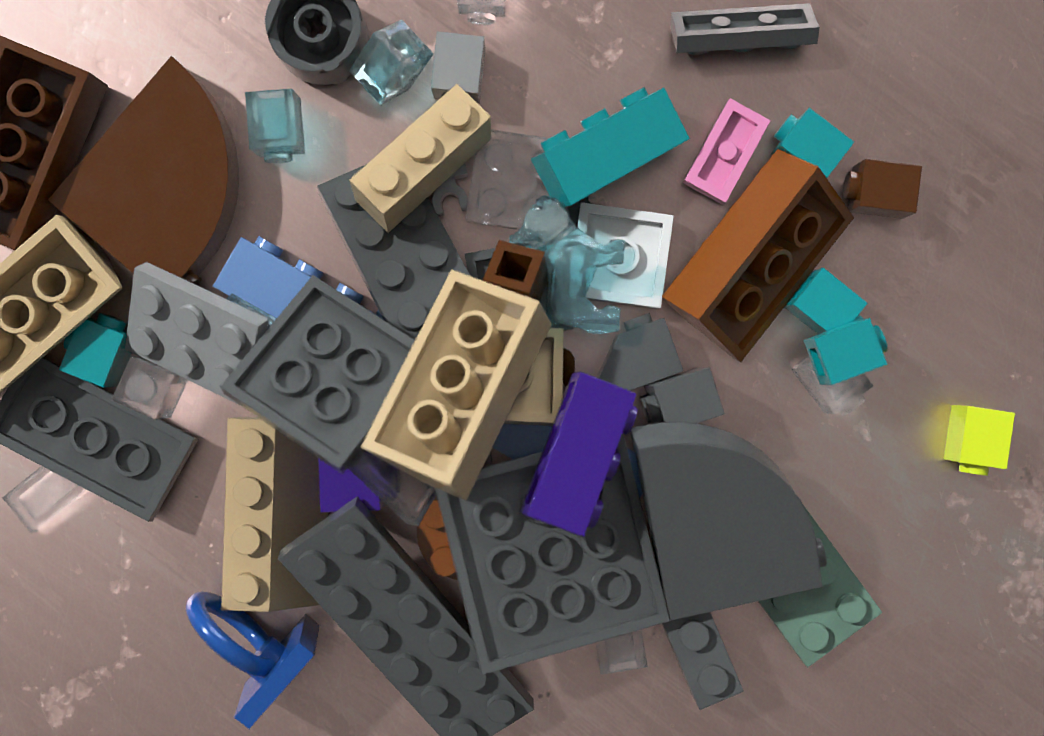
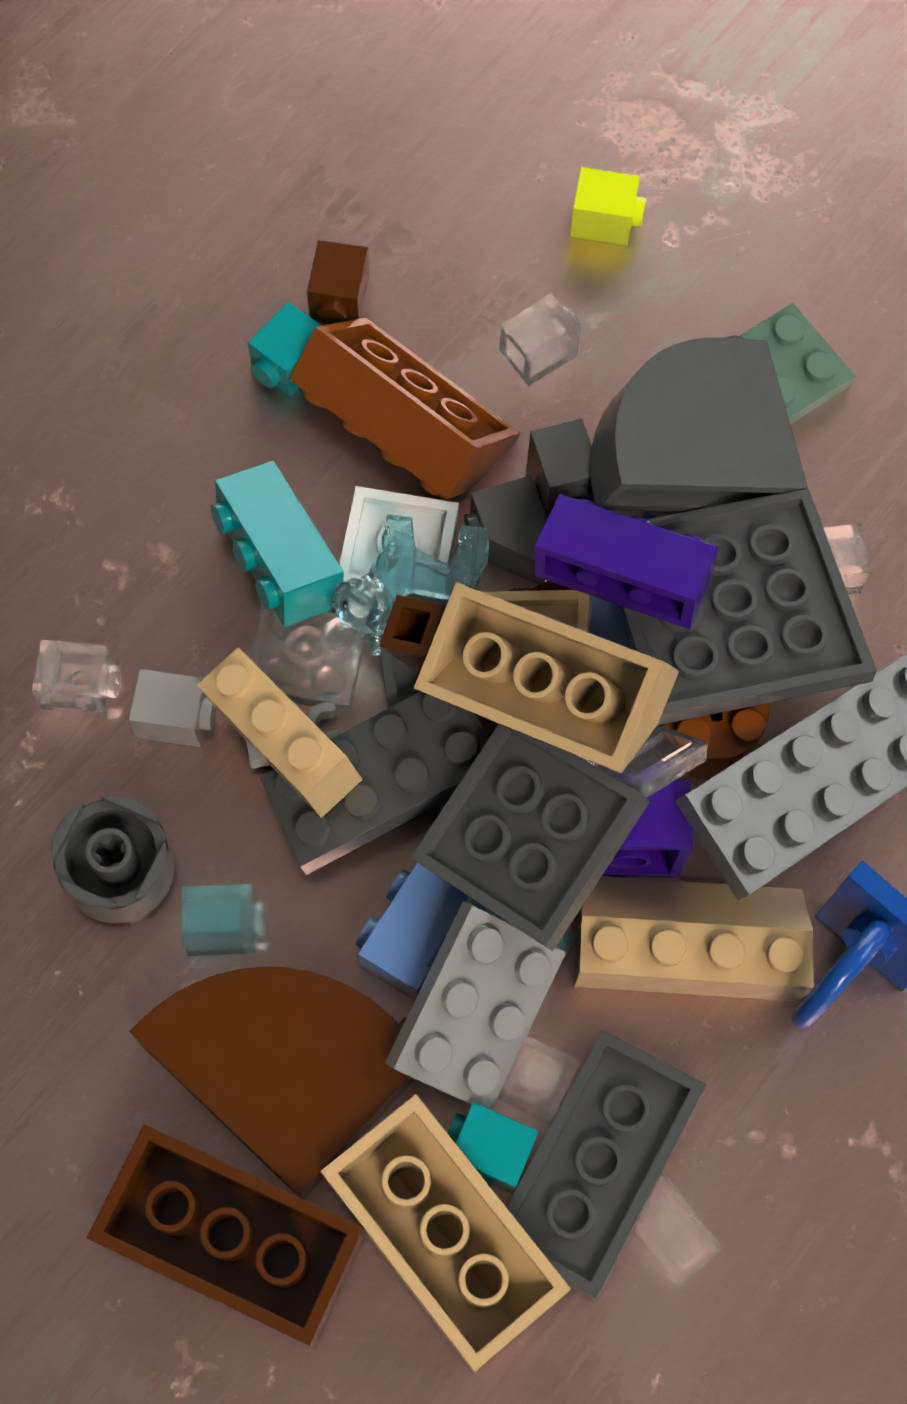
camera: 90 degrees left, 20 degrees down
(391, 61) = (159, 777): clear light blue brick -> none
(703, 659) = (852, 473): dark grey brick -> none
(726, 151) = (287, 434): bright pink plate -> none
(744, 28) = (152, 411): dark grey plate -> none
(825, 302) = (462, 341): teal brick -> none
(847, 351) = (515, 309): teal brick -> none

